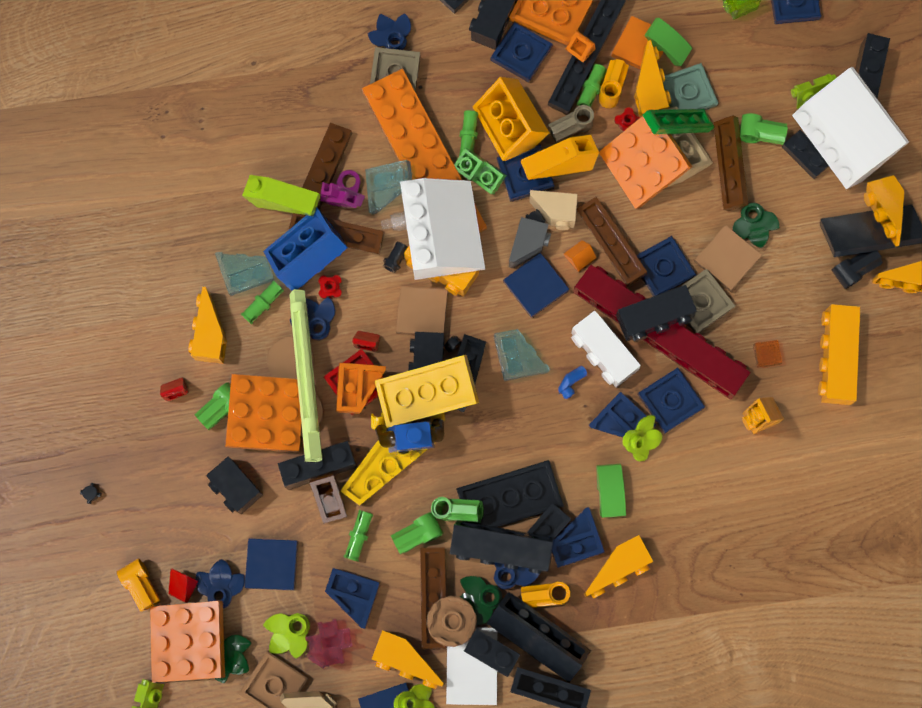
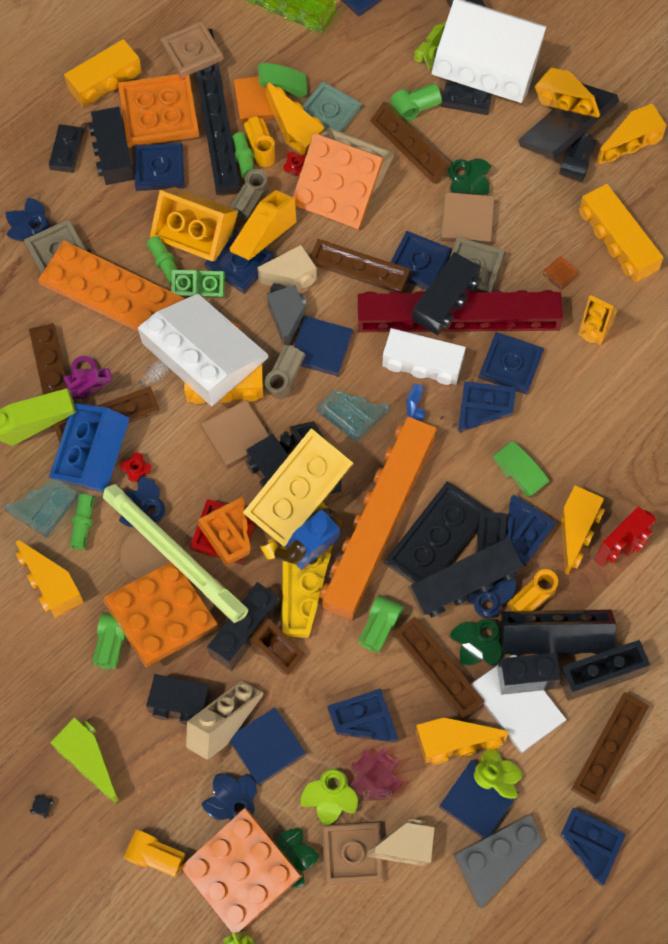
camera: 40 degrees left, 10 degrees down
(143, 480) = (83, 751): none -> lime slope
(173, 389) = (54, 655): red slope -> none
(181, 585) = (195, 825): red slope -> none
(251, 523) = (219, 721): none -> tan slope
(358, 535) = (328, 662): bright green pin -> none
(366, 341) = (205, 491): red slope -> none
(384, 183) = (121, 345): clear light blue wing -> none
(395, 257) = (177, 409): black pin -> none
(451, 621) = (471, 674): medium nougat tile -> none
(458, 509) = (404, 572): bright green piece -> none
(477, 452) = (378, 519): none -> orange brick
(493, 287) = (285, 369): none -> dark tan piece
(580, 46) = (210, 126): orange slope -> none
(580, 255) = (340, 296): orange slope -> none
(642, 438) = (514, 406): lime plate -> none
(651, 604) = (627, 537): none -> red plate
(678, 121) = (343, 131): green tile -> none

